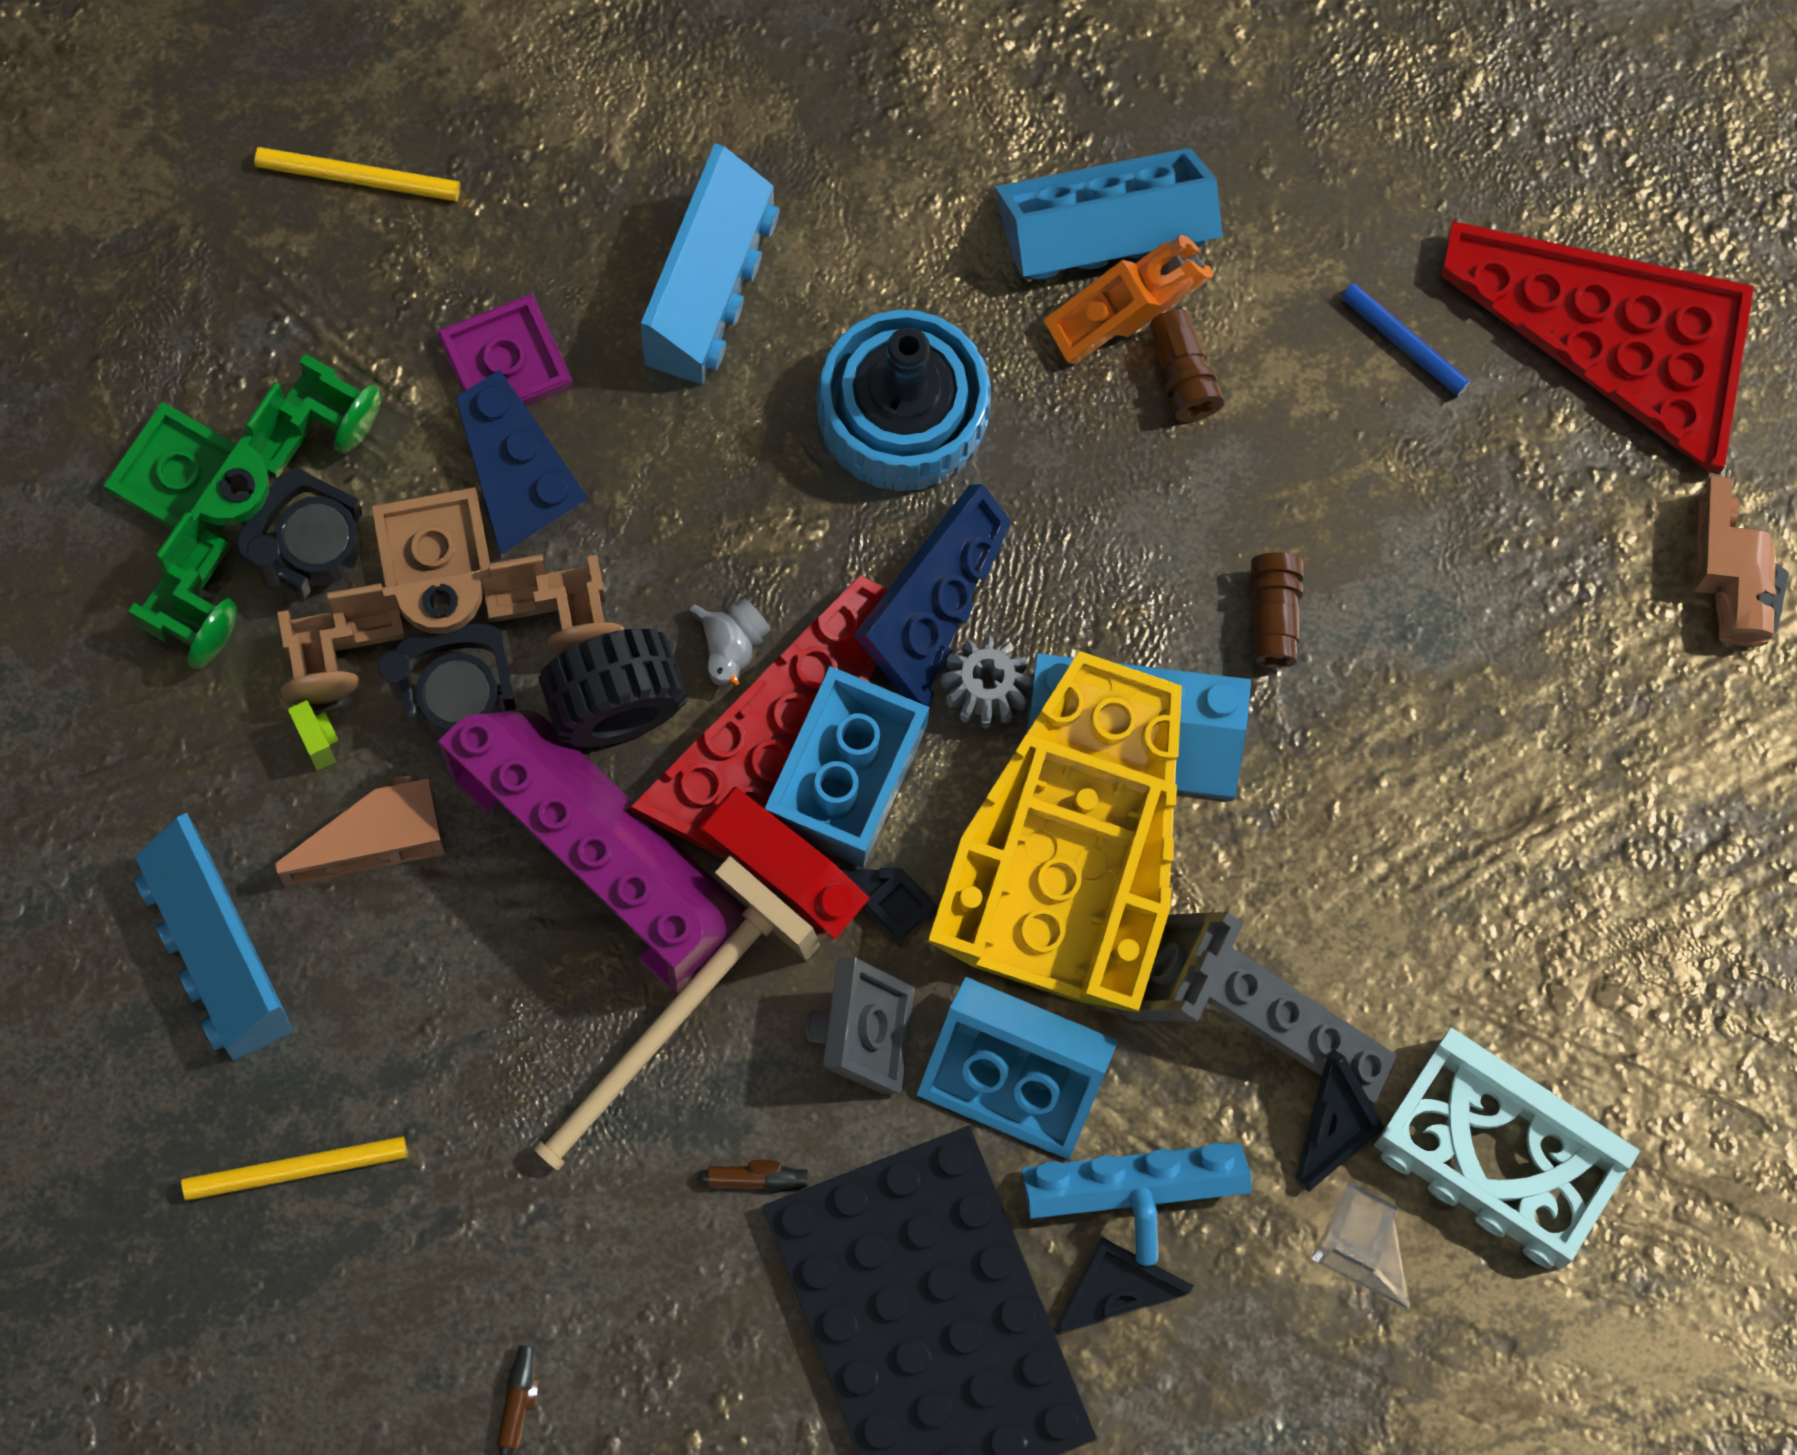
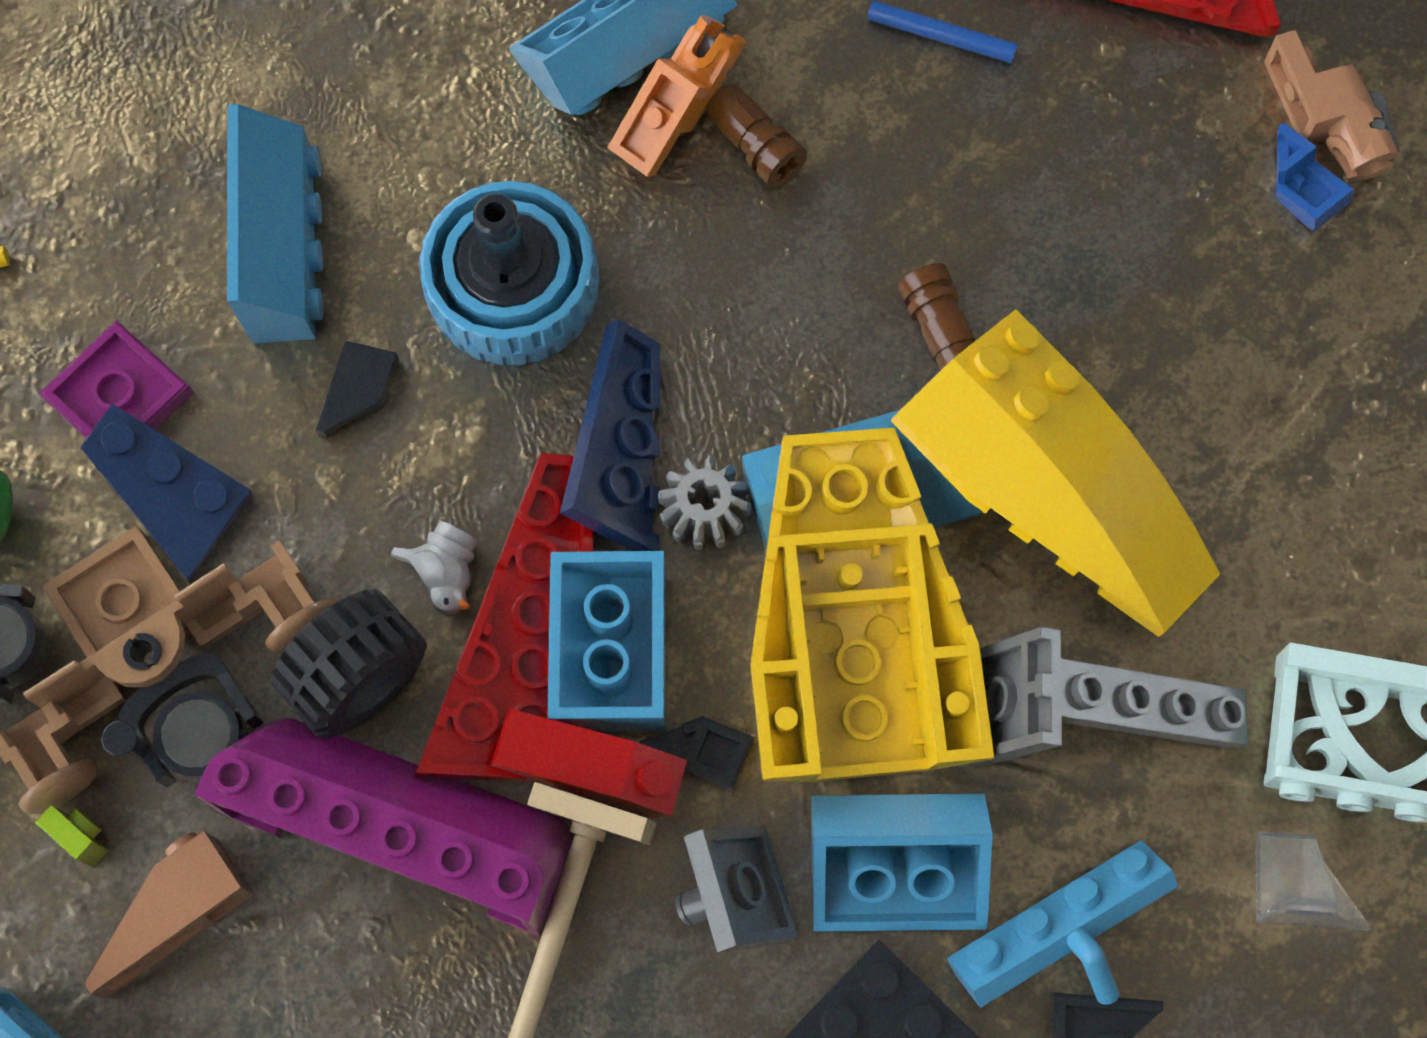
camera: 15 degrees left, 0 degrees up
(722, 444) = (357, 386): none -> black tile
(1317, 777) = (1058, 463): none -> yellow wedge
(1338, 1125) = (1226, 780): black tile -> none
(1677, 624) = (1304, 184): none -> blue slope

